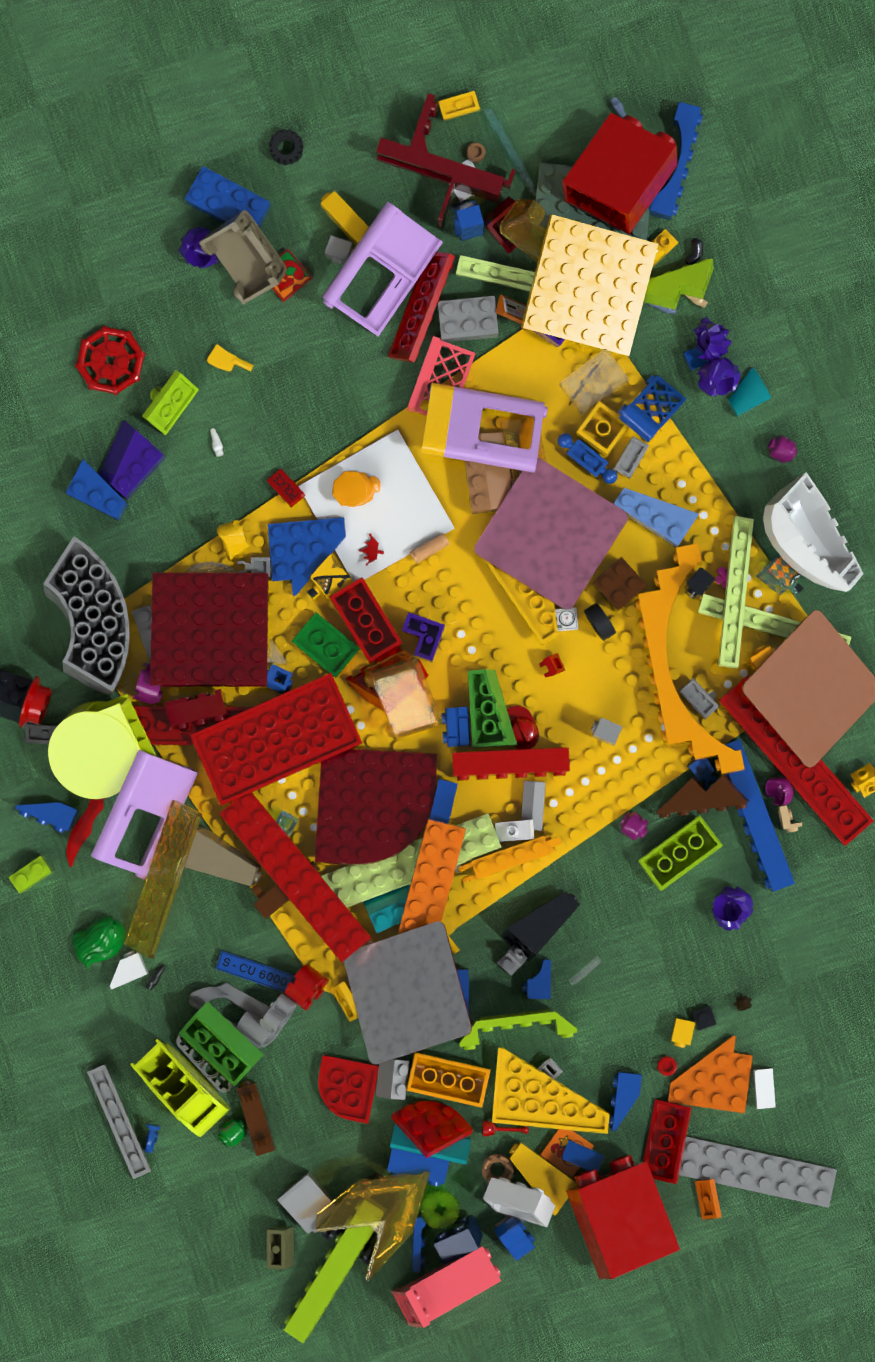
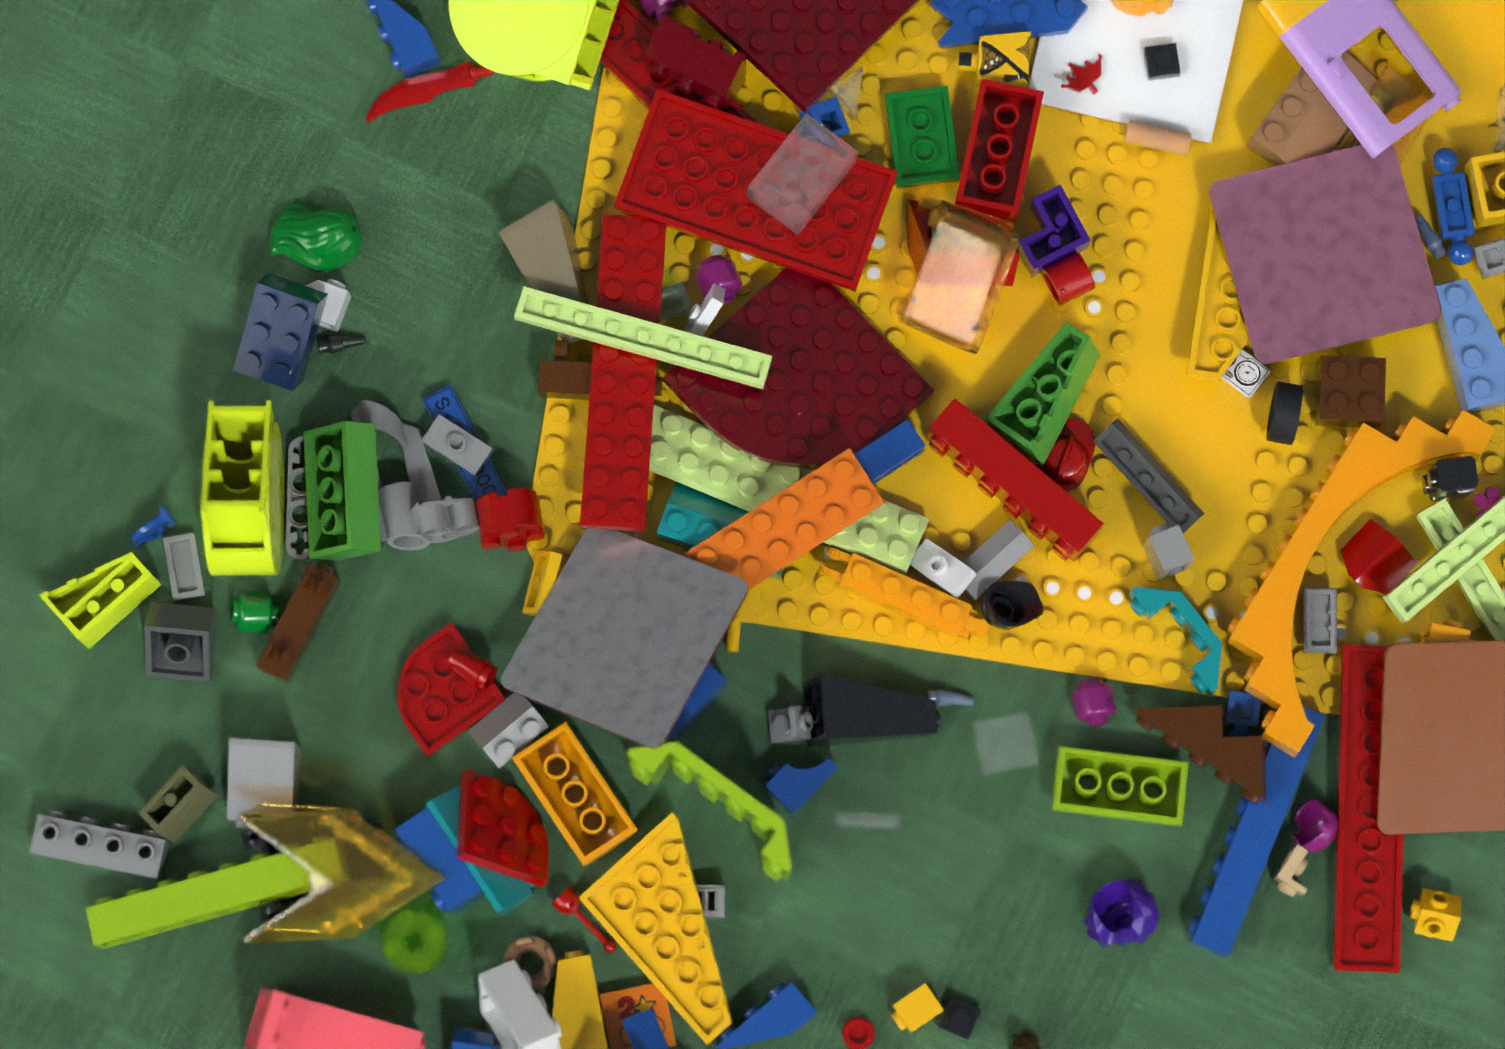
camera: 40 degrees right, 5 degrees down
(31, 874) = (311, 83): lime brick -> none
(119, 1121) = (133, 471): light grey plate -> none
(126, 999) = (280, 331): none -> dark blue brick
(148, 787) = (556, 111): lavender piece -> none
(160, 1190) = (101, 598): none -> neon yellow wedge
(163, 879) = (461, 229): clear yellow plate -> none
(181, 1141) = (184, 567): none -> light grey tile
(212, 1175) = (180, 641): none -> dark grey slope
(251, 975) = (457, 445): none -> light grey plate
(263, 1297) = (100, 846): none -> light grey brick
(290, 854) = (643, 337): none -> yellowish green plate
(292, 715) = (802, 174): none -> clear brick
(296, 793) = (721, 272): none -> magenta head
(306, 818) = (703, 314): none -> white plate
(352, 1067) = (474, 669): none -> red cone
(399, 511) = (1162, 61): none -> black plate
(418, 1243) = (348, 959): blue plate -> none
(449, 649) = (1068, 278): none -> red piece
(457, 727) = (988, 380): blue brick -> none
(460, 1240) = (404, 1002): dark blue brick -> none
(553, 664) = (1178, 414): red tile -> none
(559, 817) = (1011, 604): none -> black piece
(566, 705) = (1148, 476): none -> dark grey plate
(568, 884) = (947, 698): none -> sand blue piece
(589, 481) = (1430, 239): none -> sand blue piece
(612, 879) = (1005, 743): none -> clear piece
(670, 766) = (1151, 601): none -> teal slope
(698, 648) = (1376, 558): none -> red slope

